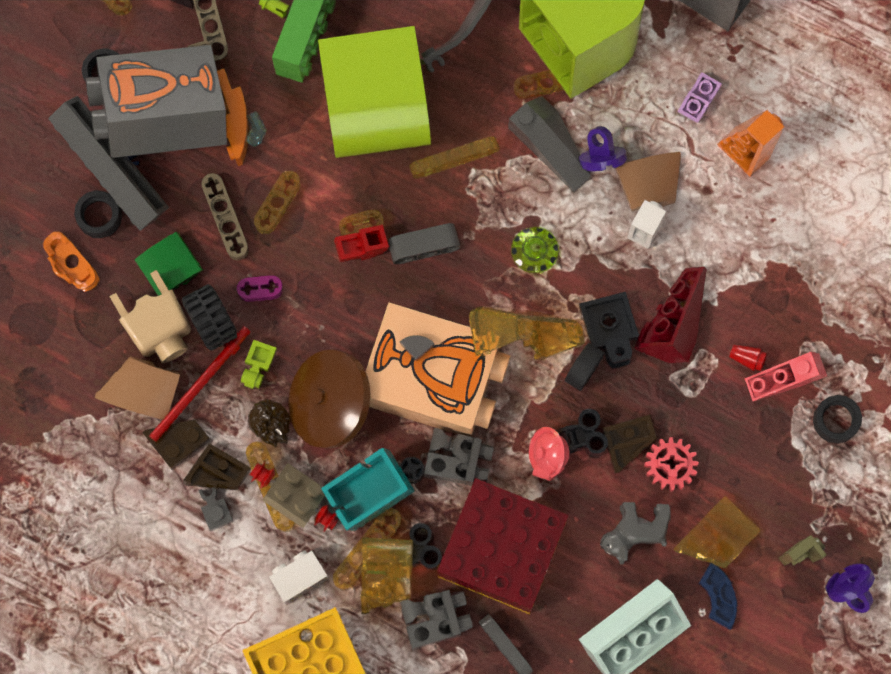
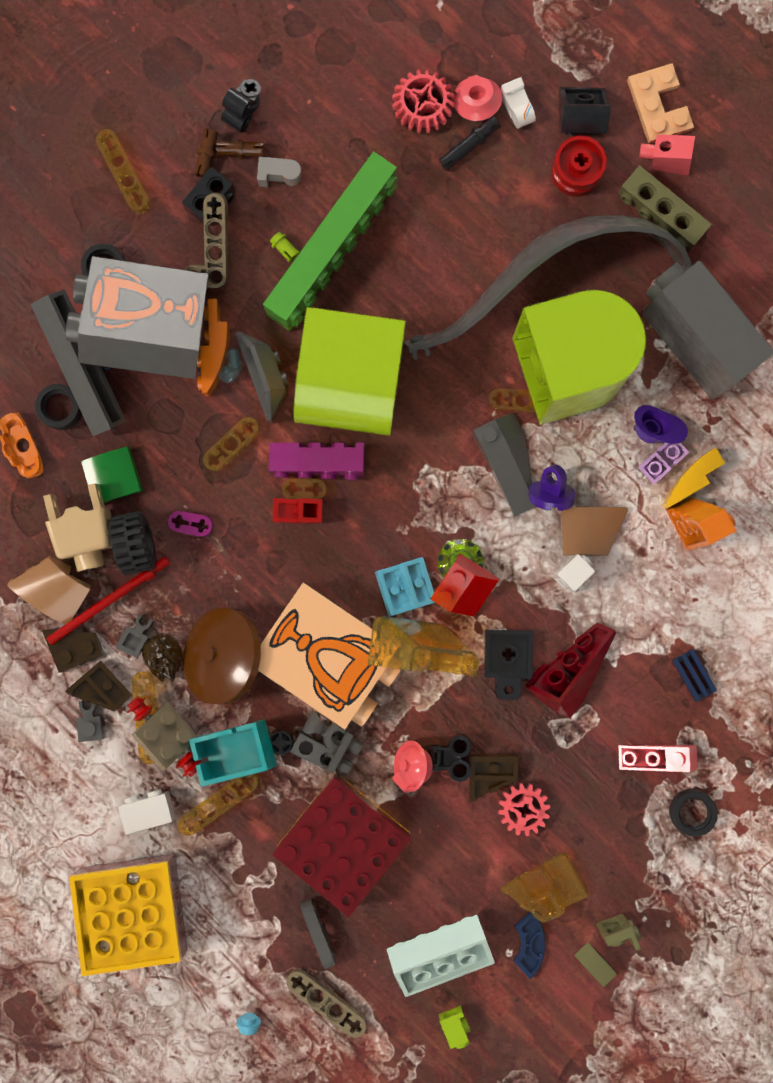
camera: 15 degrees right, 10 degrees up
(225, 216) = (175, 444): dark tan beam -> none
(236, 414) = (134, 639): none -> dark grey plate
(259, 357) = (172, 592): lime plate -> none
(290, 126) = (265, 374): none -> dark grey wedge
(367, 190) = (317, 460): none -> magenta wedge
(385, 572) = (227, 834): clear yellow slope -> none
(417, 345) = (316, 634): dark grey tile -> none
(421, 549) = (260, 819): black piece -> none
(423, 243) = (357, 527): dark grey beam -> none
(442, 618) = (267, 893): dark grey hips -> none
(454, 157) = (411, 450): clear yellow beam -> none
(489, 285) = (405, 586): none -> medium azure slope
(546, 268) = (464, 587): none -> red slope
(584, 366) = (471, 694): black tyre -> none
(636, 530) = (469, 862): dark grey animal -> none
(683, 67) = (656, 425): none -> dark purple piece
(734, 105) = (694, 477): none -> yellow slope
(749, 357) = (629, 728): red cone -> none
(791, 598) = (595, 964): none -> olive sticker
(801, 283) = (704, 692): none -> dark blue tile
(852, 585) = (654, 976): dark purple tile -> none

